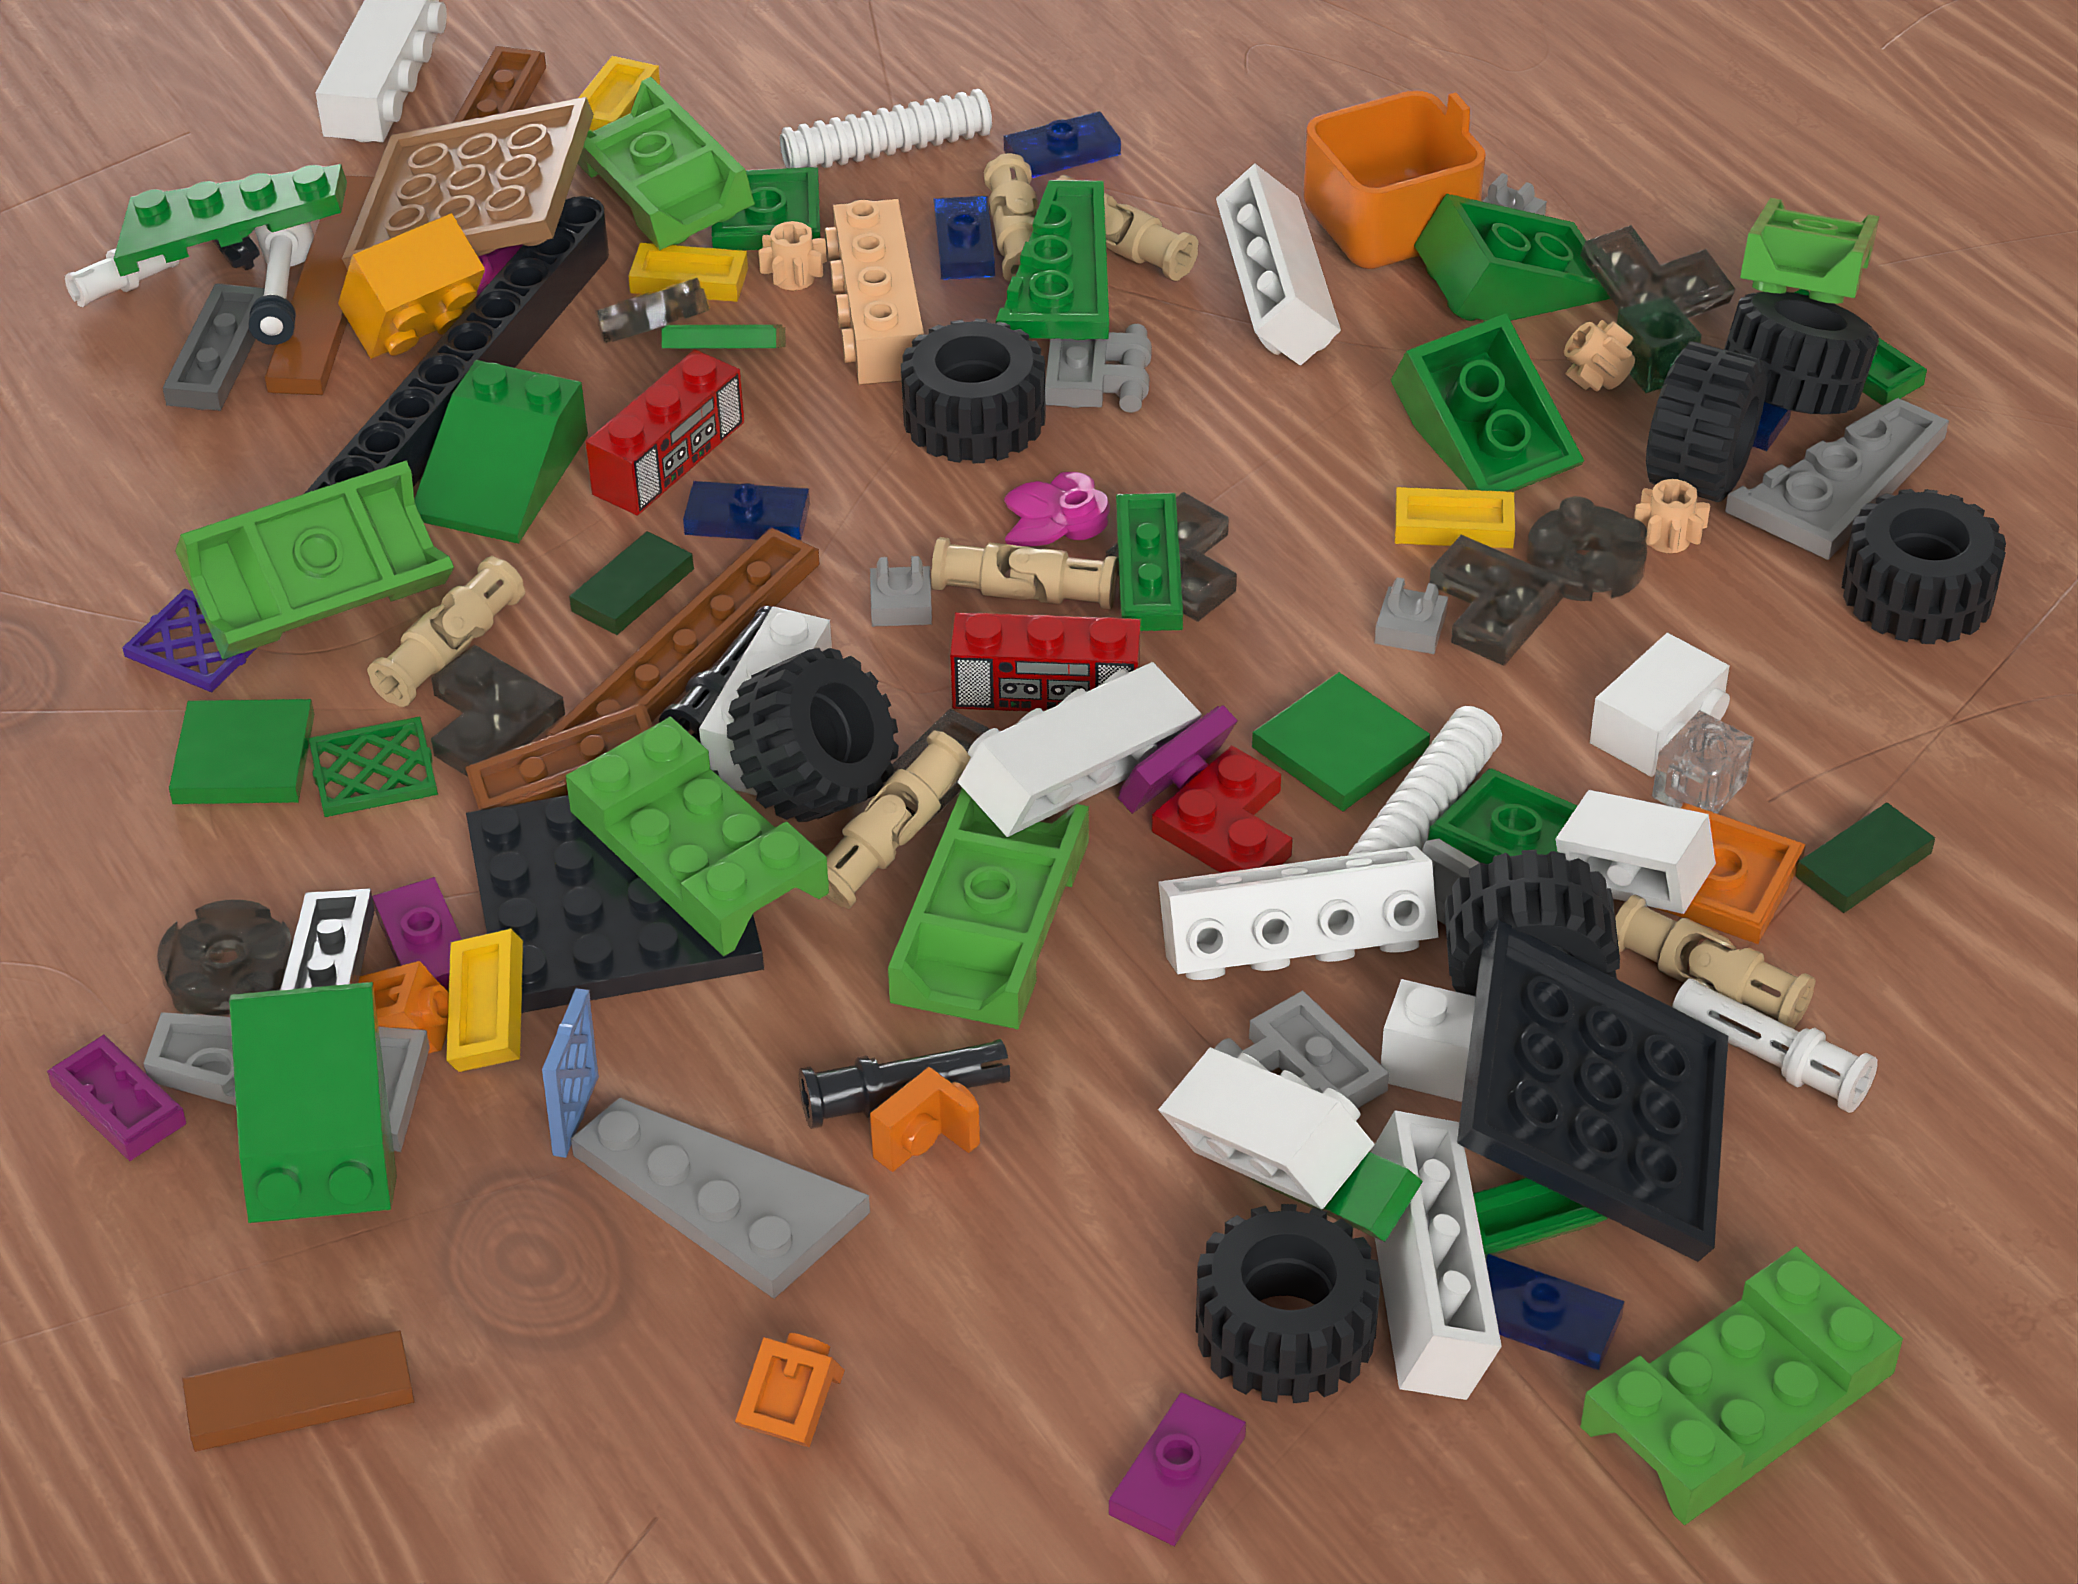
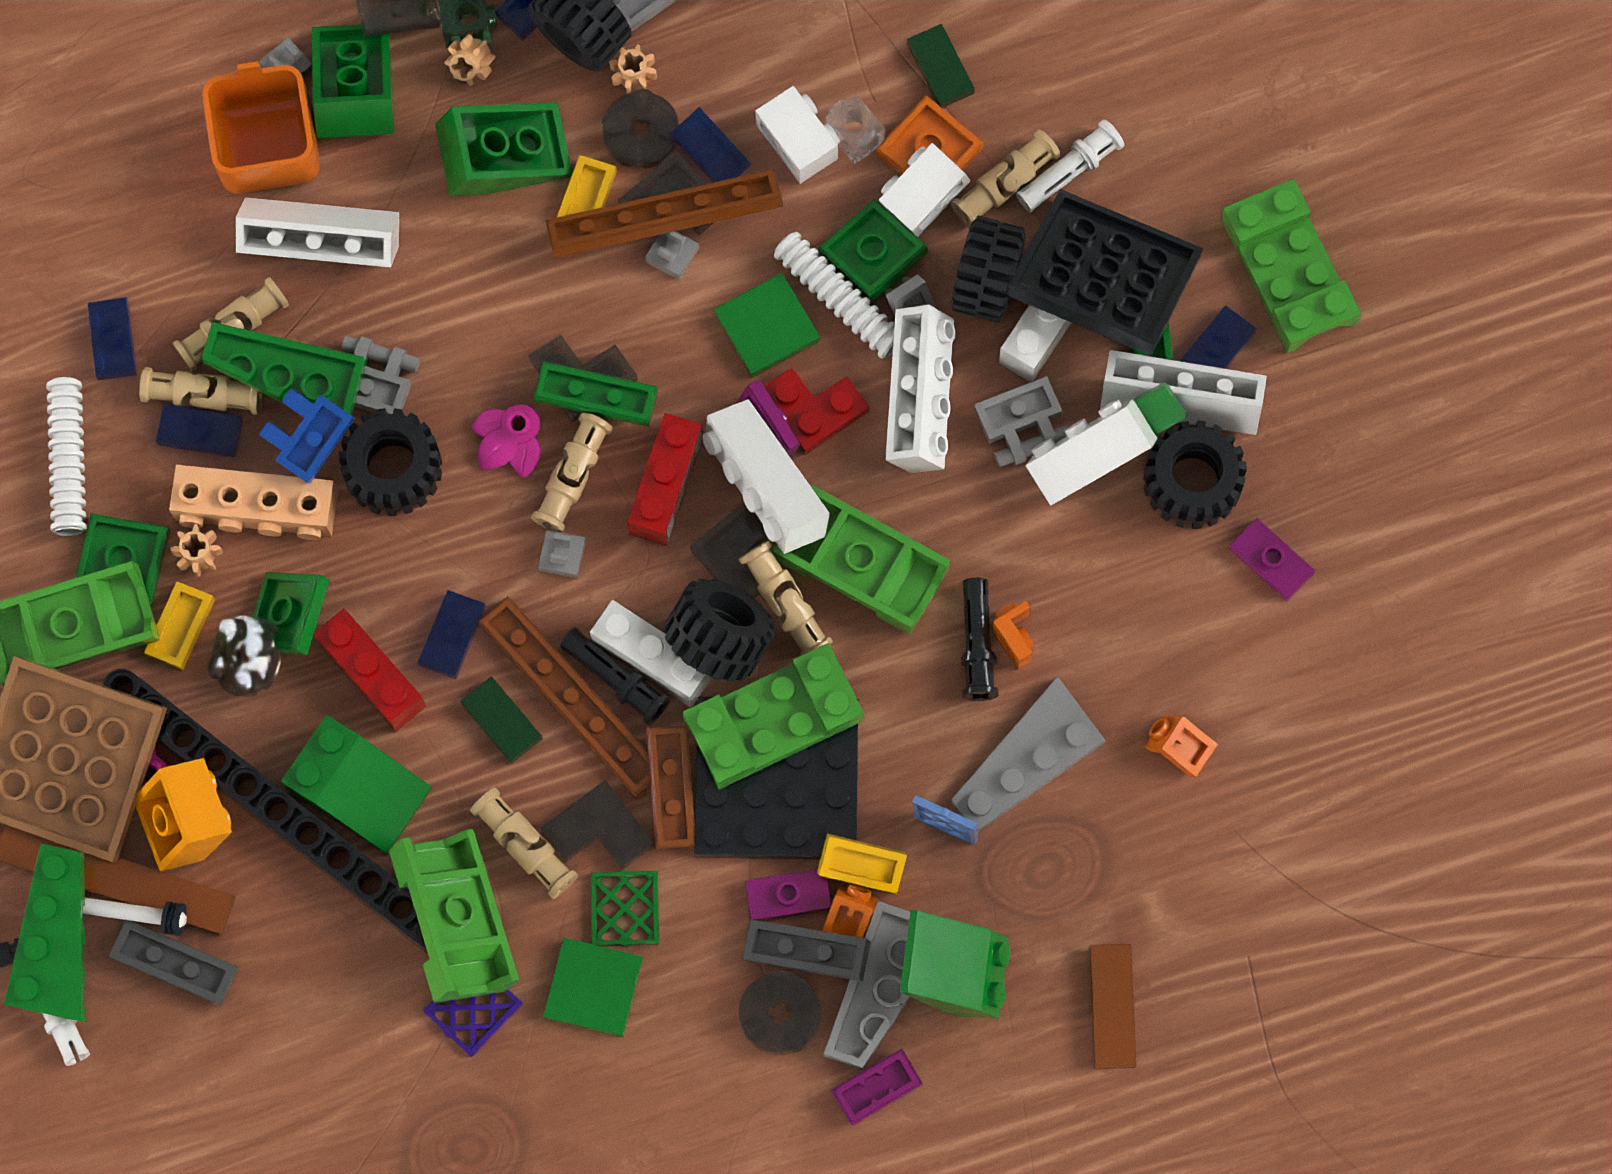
camera: 75 degrees left, 30 degrees up
(967, 282) = (313, 439): none -> blue plate
(1461, 575) = (664, 213): none -> dark orange tile
(1589, 617) = (709, 147): none -> clear blue plate

